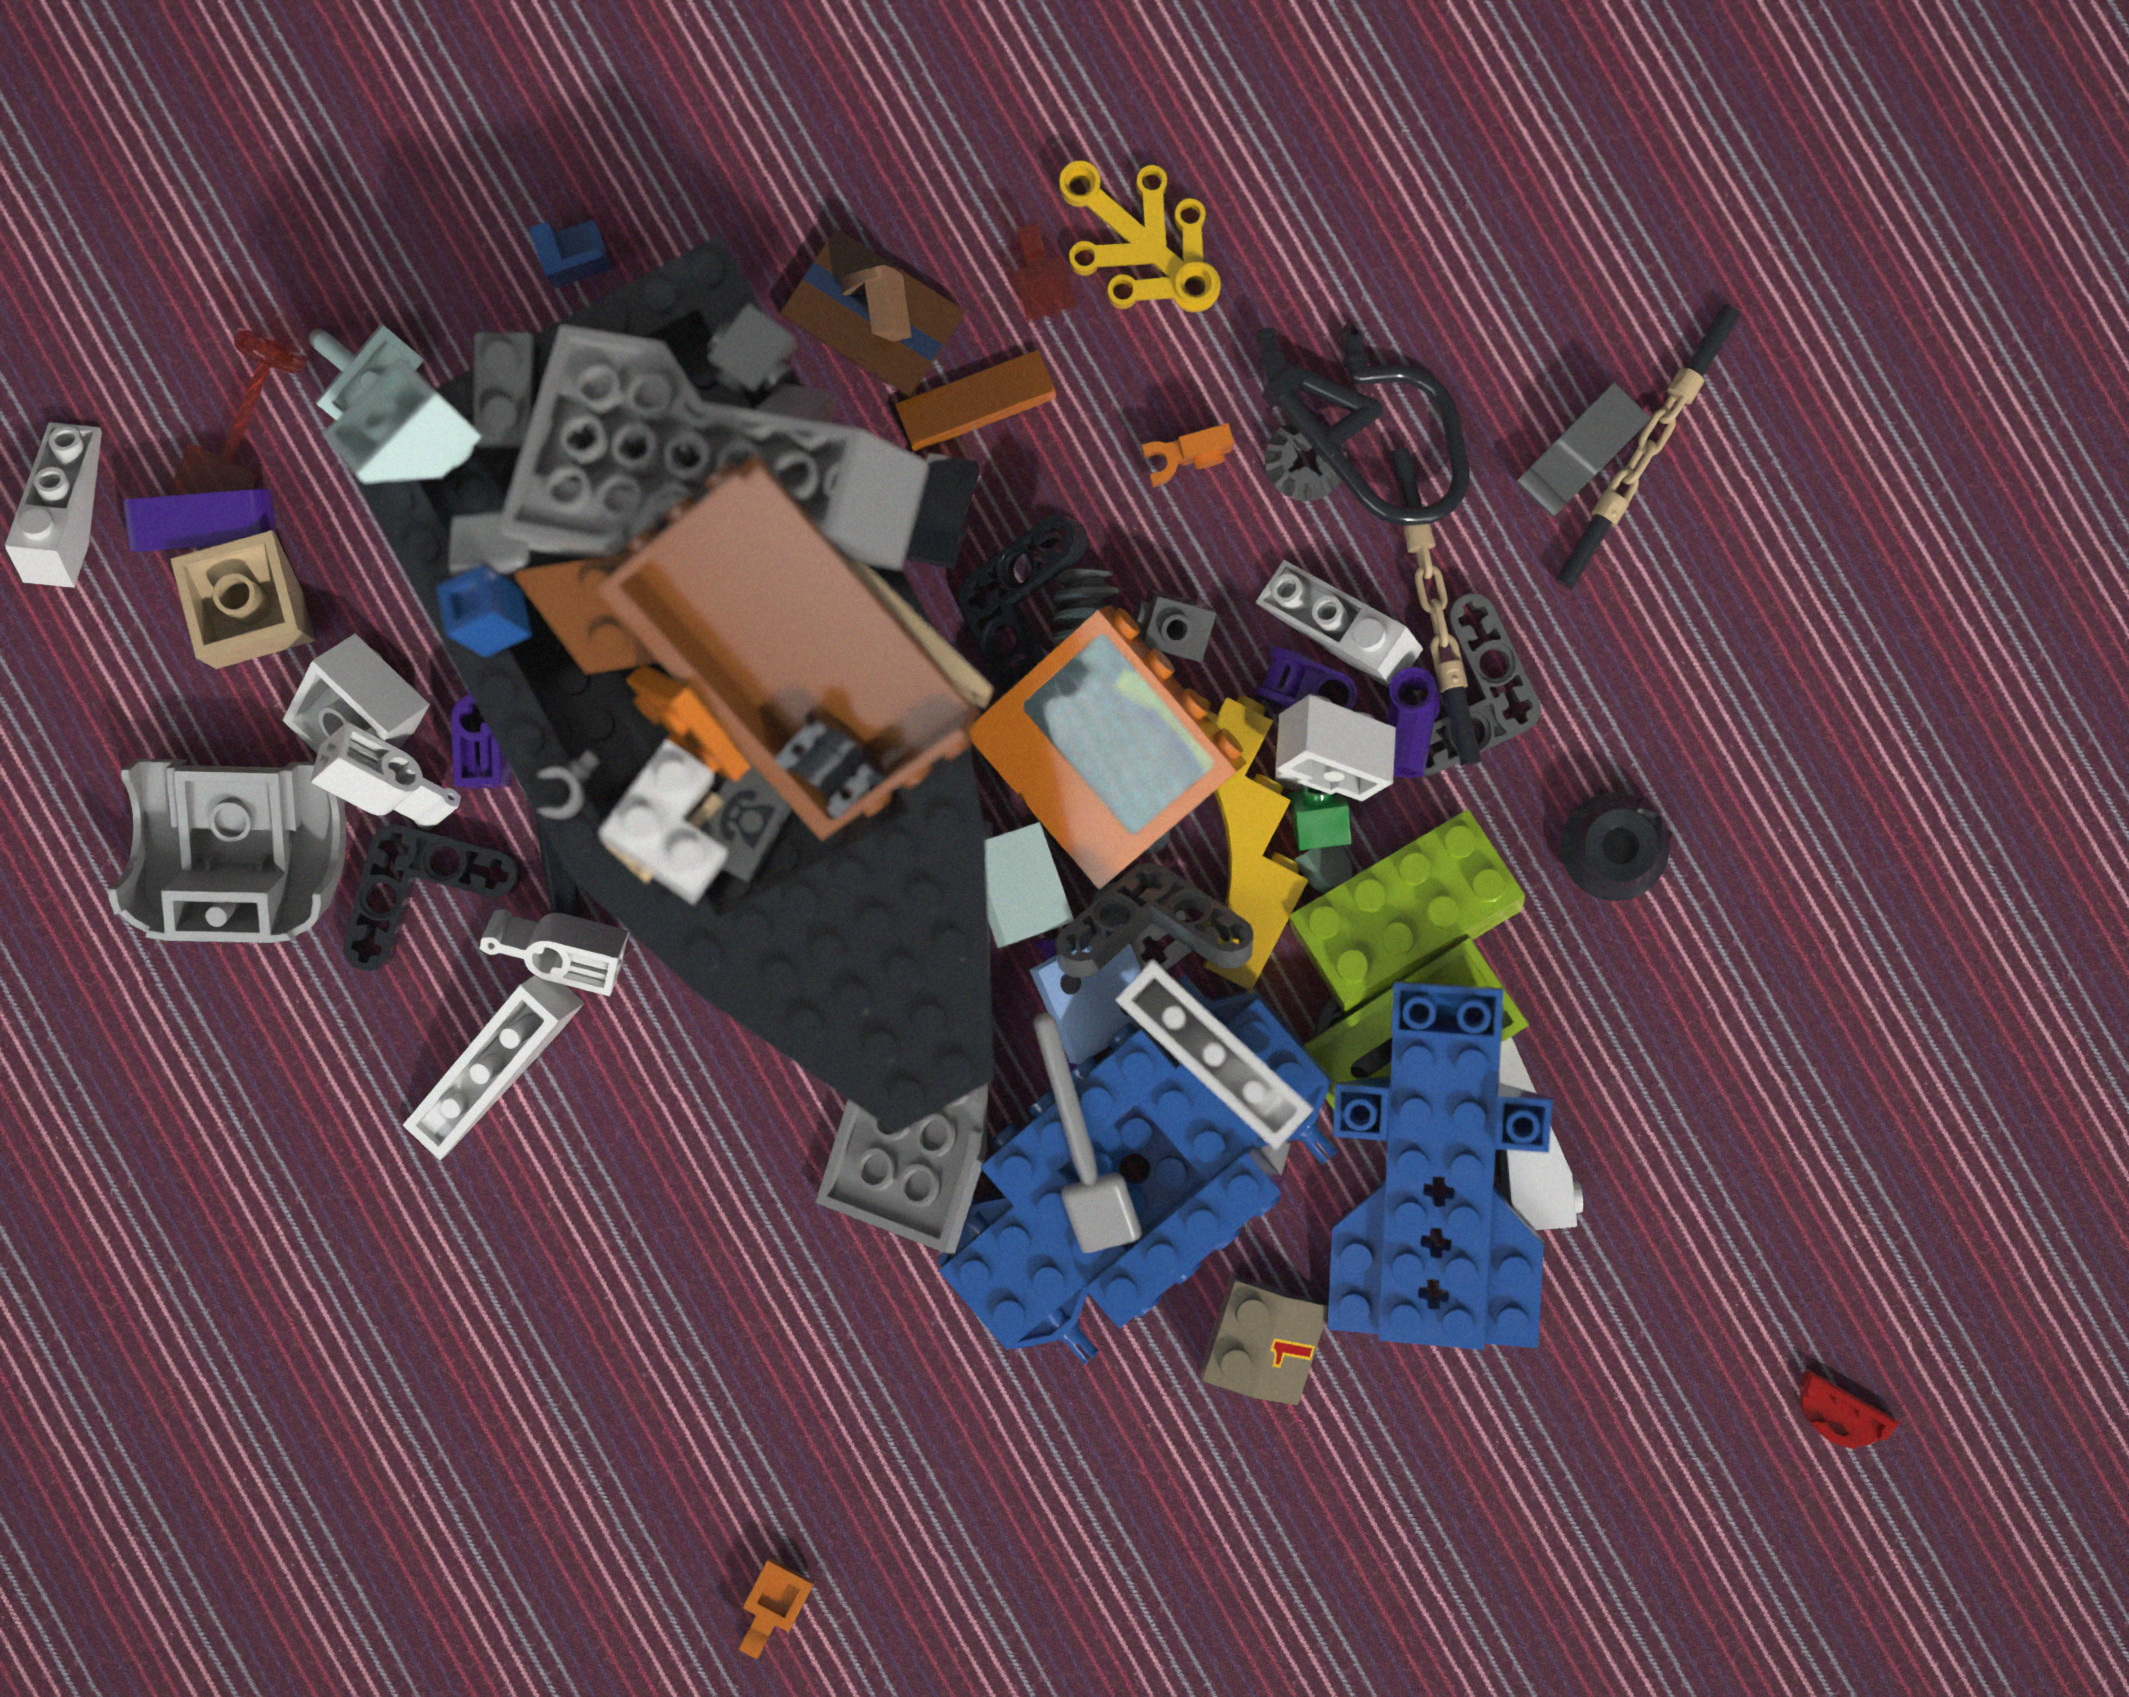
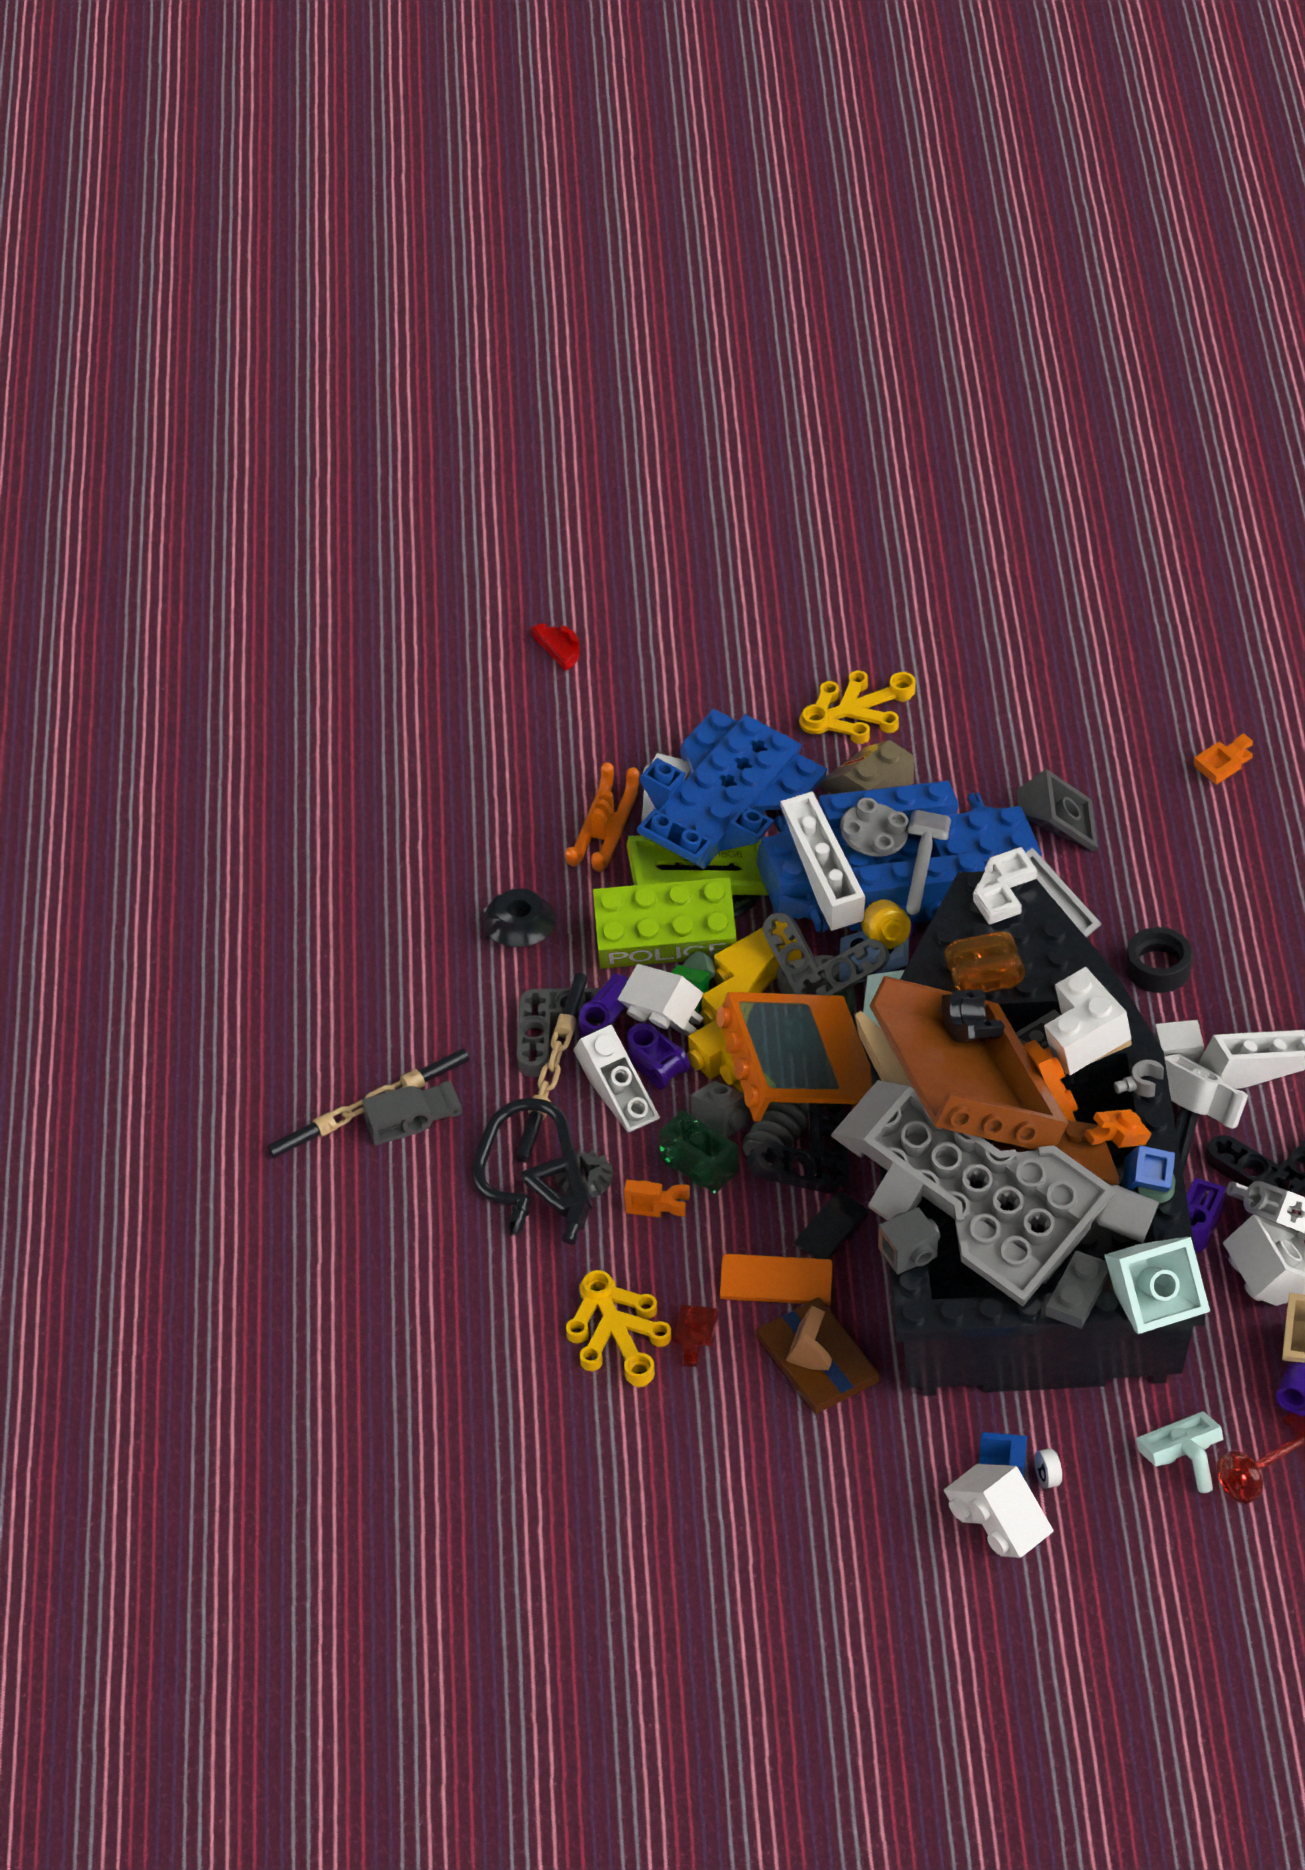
camera: 150 degrees left, 40 degrees down
(510, 264) = (1048, 1468): none -> white tile
(541, 158) = (1003, 1505): none -> white brick
(550, 673) = (1119, 1126): none -> orange plate
(622, 1021) = (1181, 1039): none -> white brick
(672, 1180) = (1161, 940): none -> black tyre
(829, 887) = (985, 962): none -> clear orange brick
(918, 1045) = (1001, 873): none -> white tile
(959, 1385) = (1059, 809): none -> dark grey slope
(1087, 1015) = (886, 923): none -> yellow head
(1166, 540) = (698, 1152): none -> clear green brick
(1173, 1162) = (874, 828): none -> light grey dish
(1351, 1475) = (819, 719): none -> yellow plant
(1593, 1081) = (603, 821): none -> orange piece

